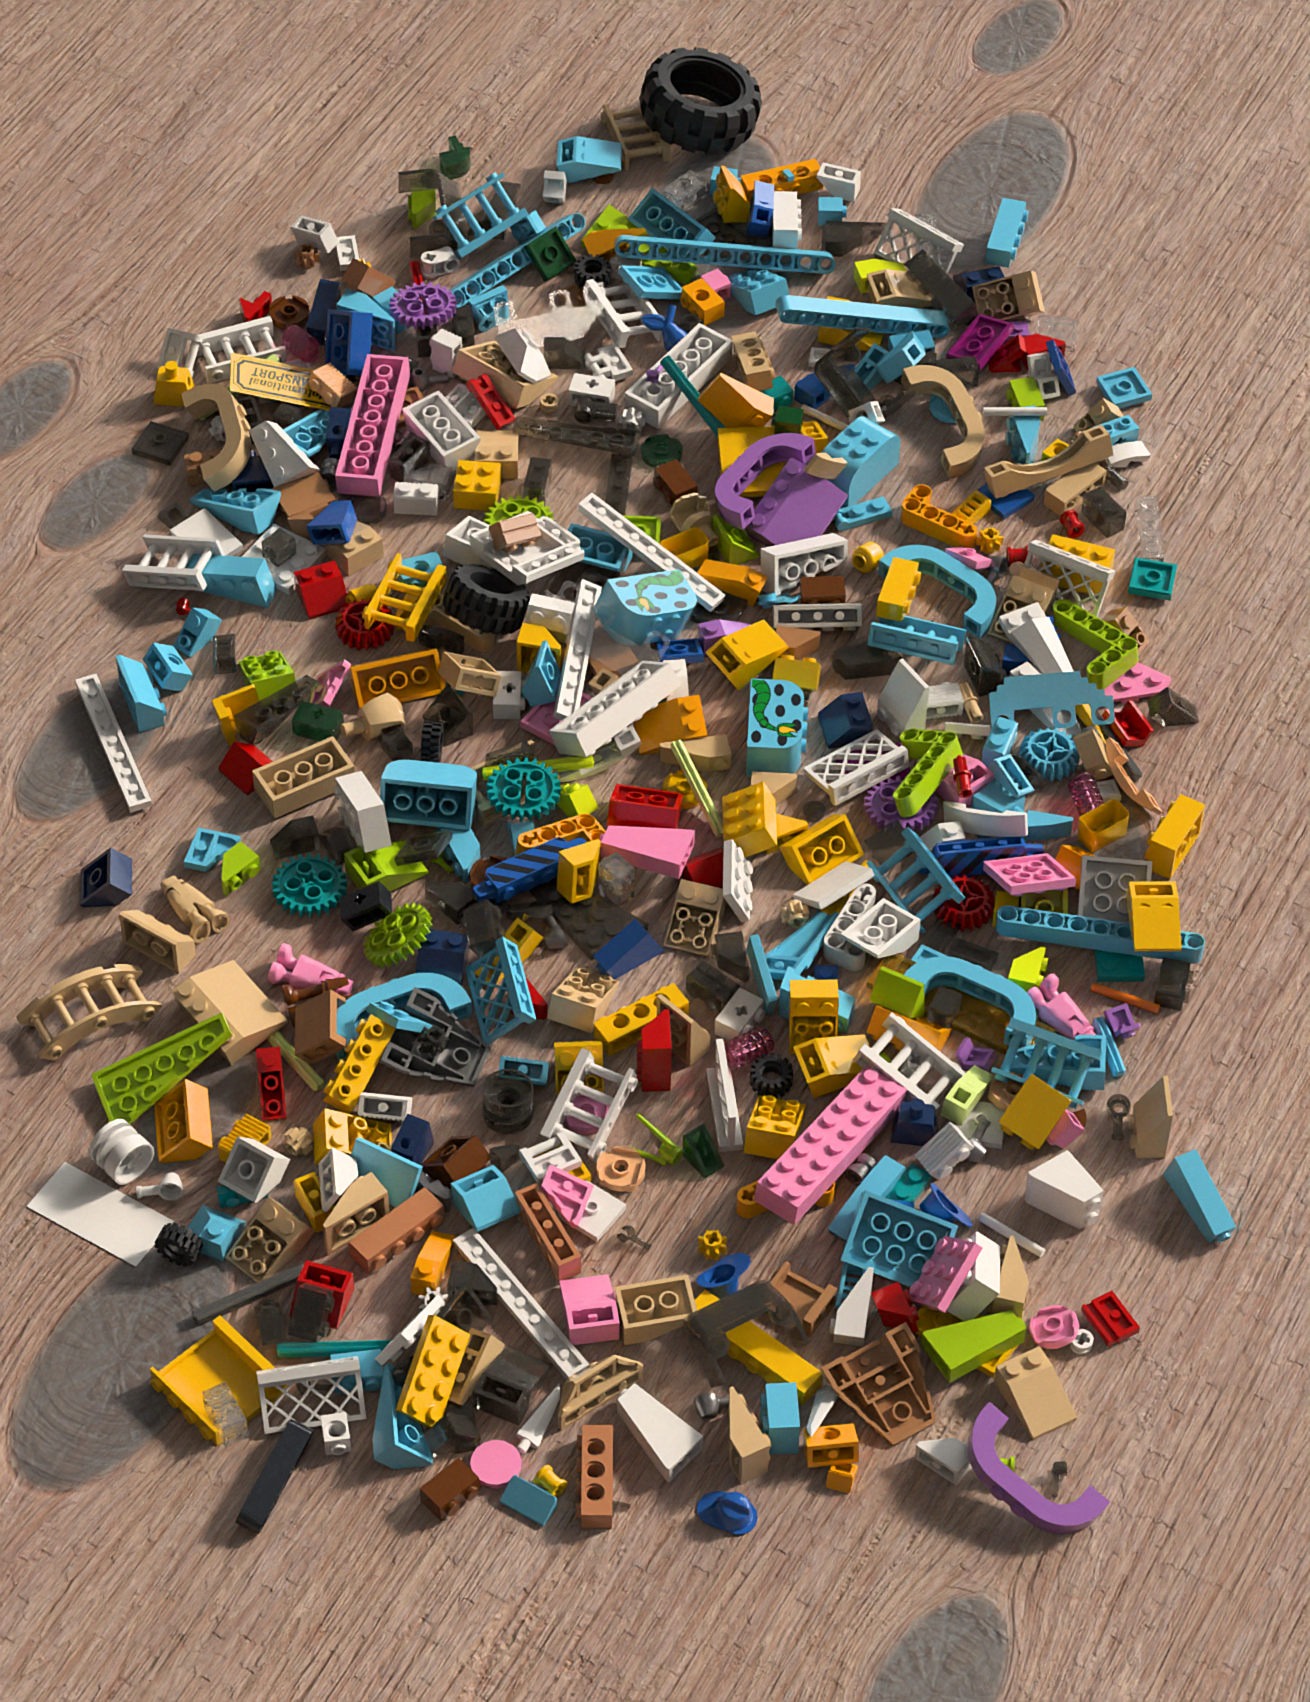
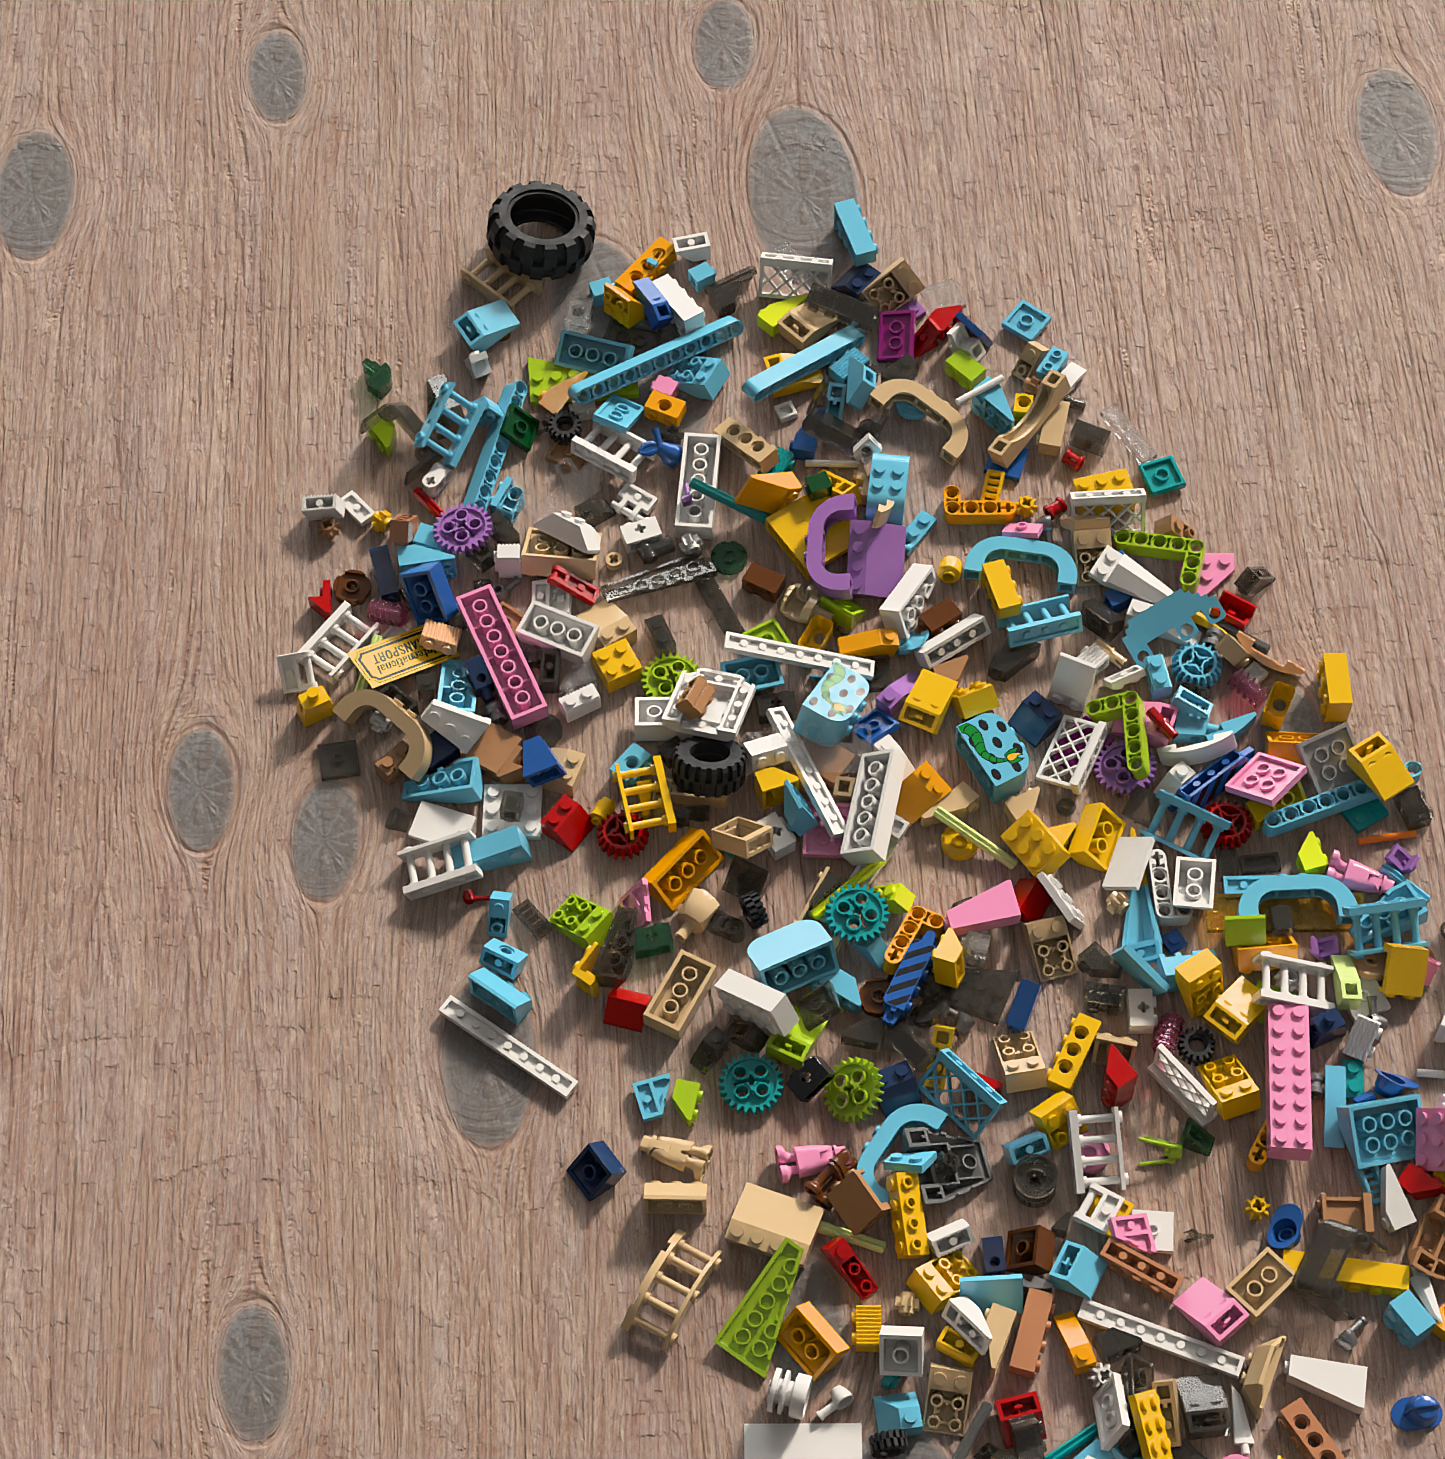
camera: 30 degrees left, 10 degrees up
(625, 1180) = (1148, 1196): light nougat plate -> none
(644, 807) = (949, 876): red slope -> none
(747, 1444) = (1394, 1351): tan slope -> none

